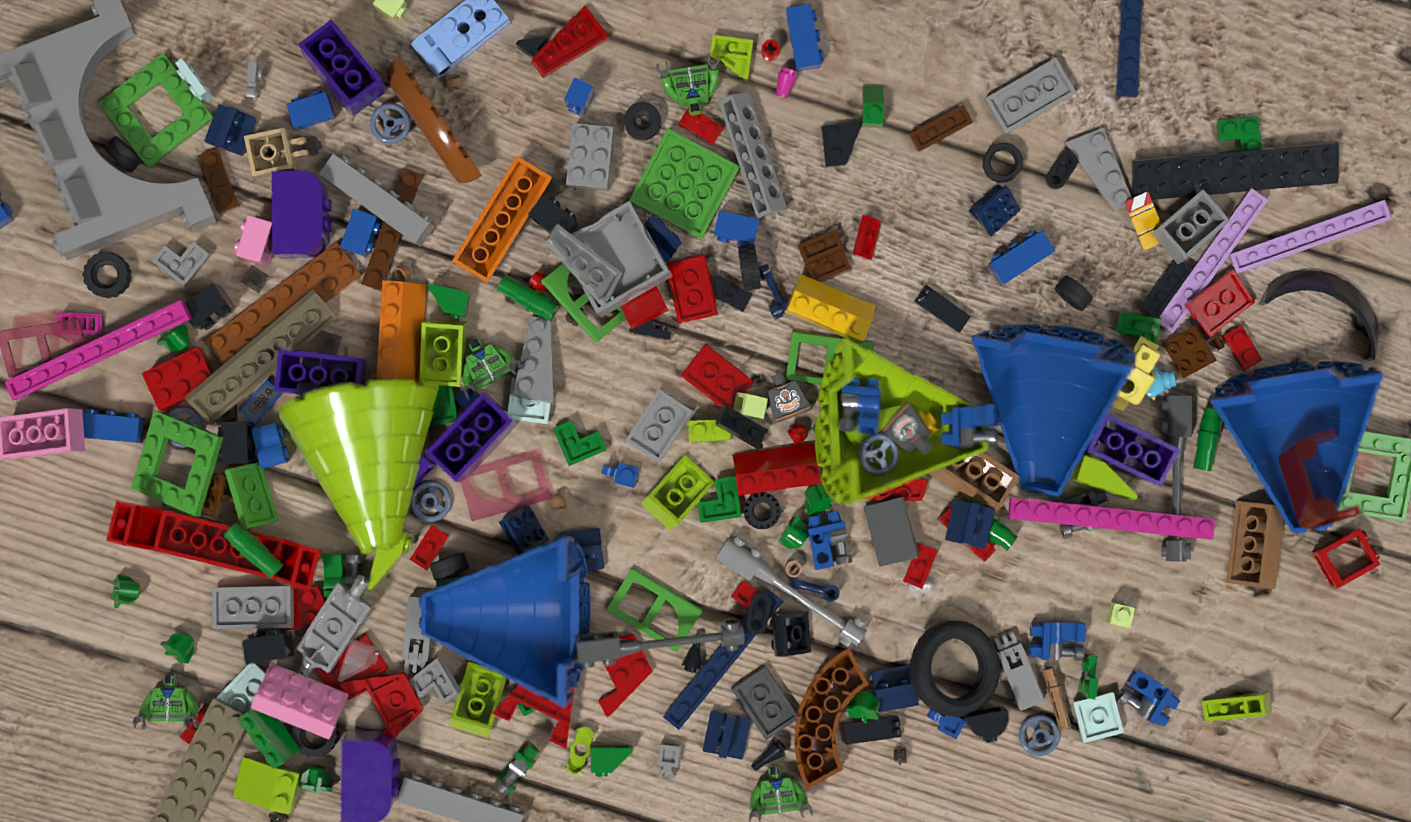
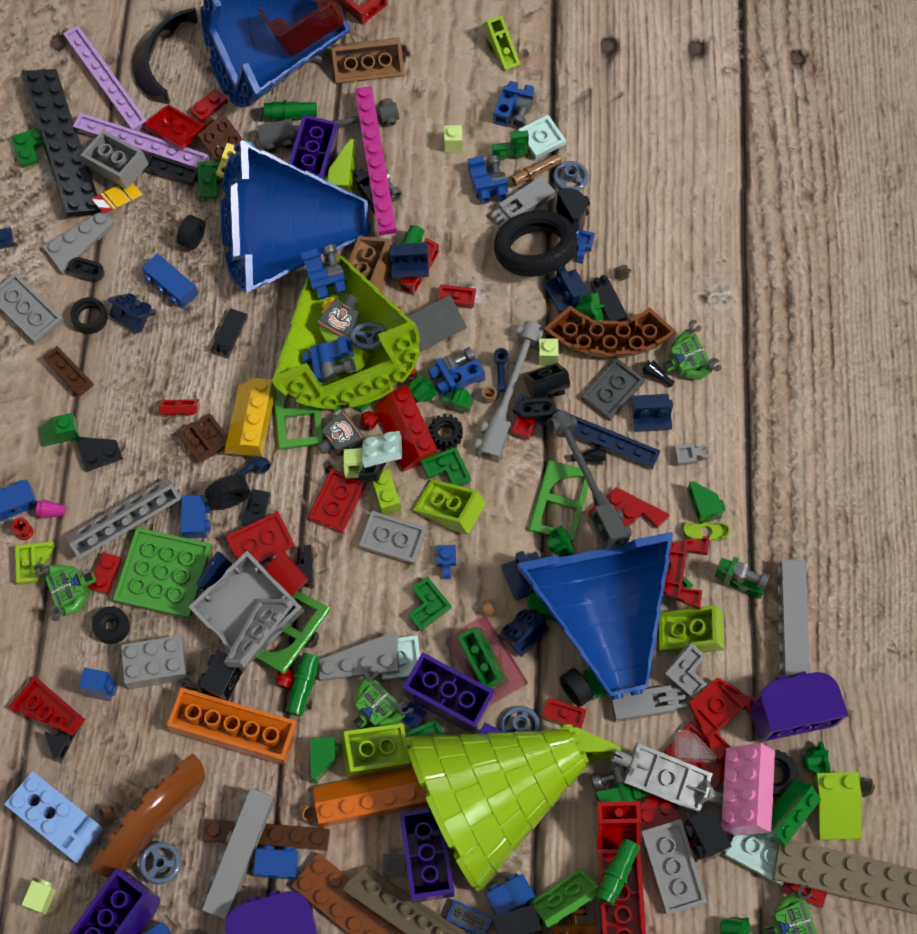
camera: 105 degrees left, 20 degrees down
(501, 481) = (482, 658): none -> green brick
(605, 595) = (560, 542): none -> green piece
(753, 437) = (382, 449): none -> light aqua plate
(824, 645) = (548, 351): none -> yellowish green brick

